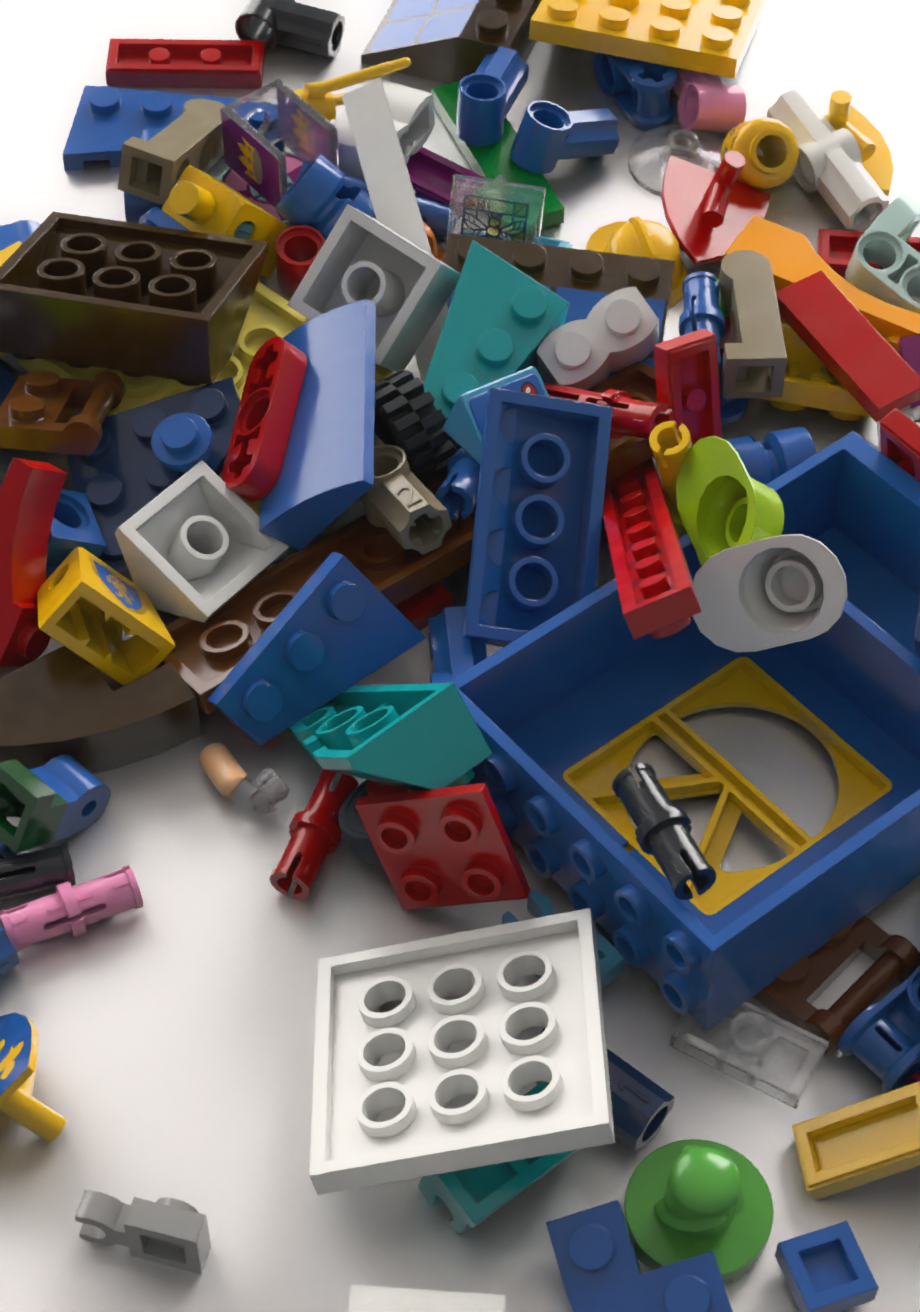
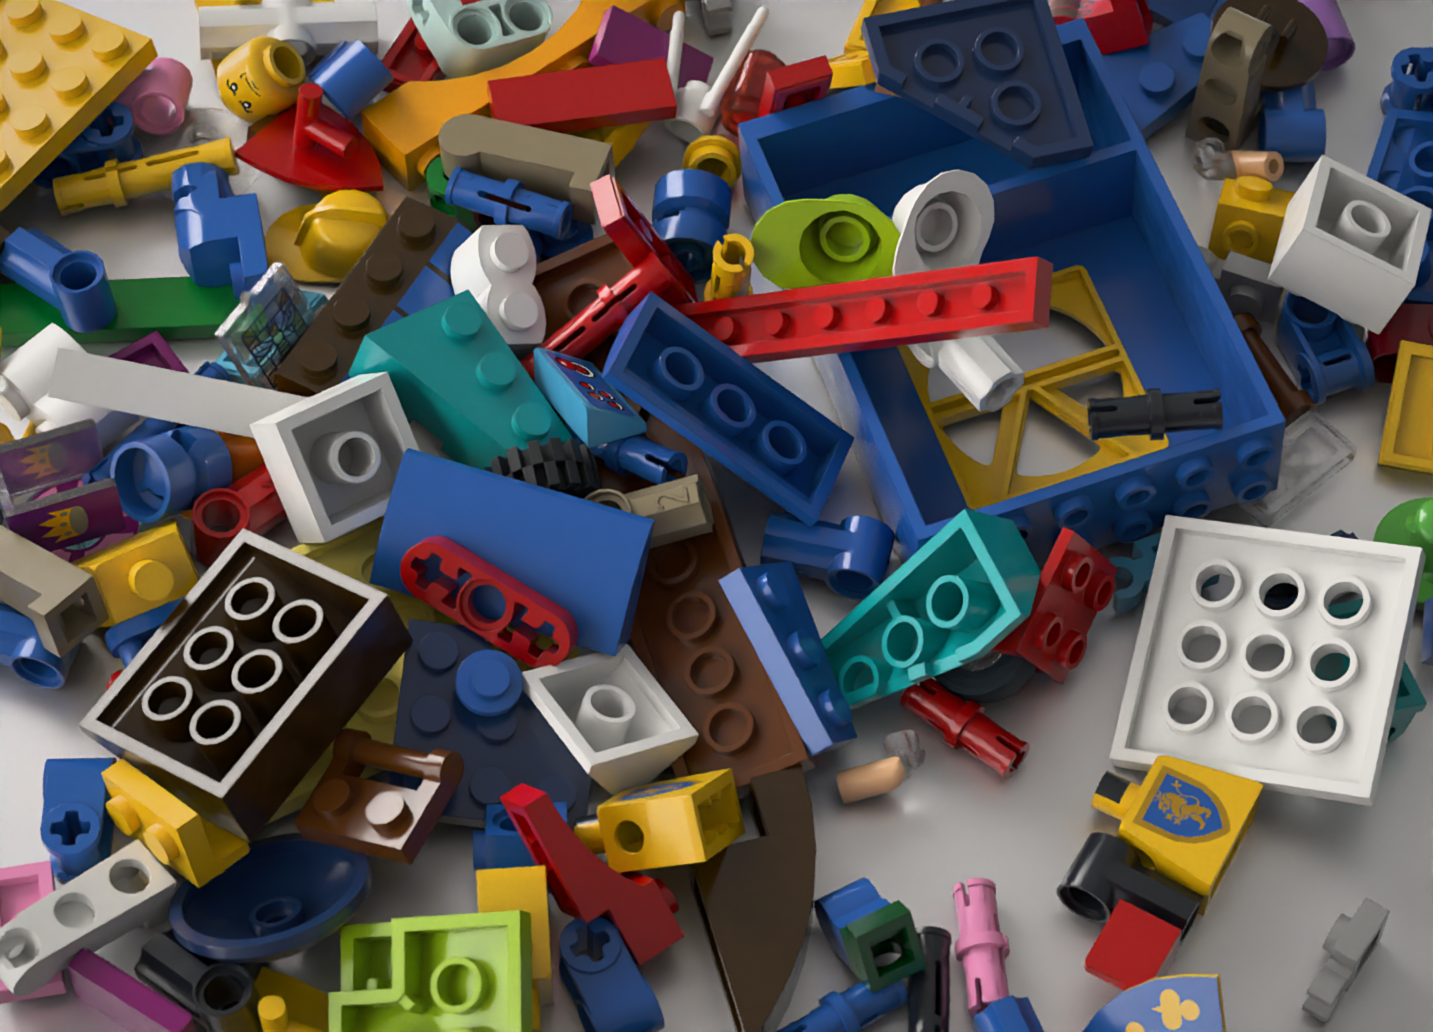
camera: 70 degrees left, 5 degrees up
(86, 1030) = (1132, 948): none -> red panel
(168, 999) = (1113, 871): none -> black piece
(253, 1040) = (1182, 820): none -> yellow torso
(555, 134) = (148, 238): blue piece -> none
(589, 174) = (216, 231): none -> blue plate
(632, 126) = (128, 180): none -> yellow pin
(656, 667) = (976, 367): none -> white piece
(778, 195) = (350, 77): none -> blue piece

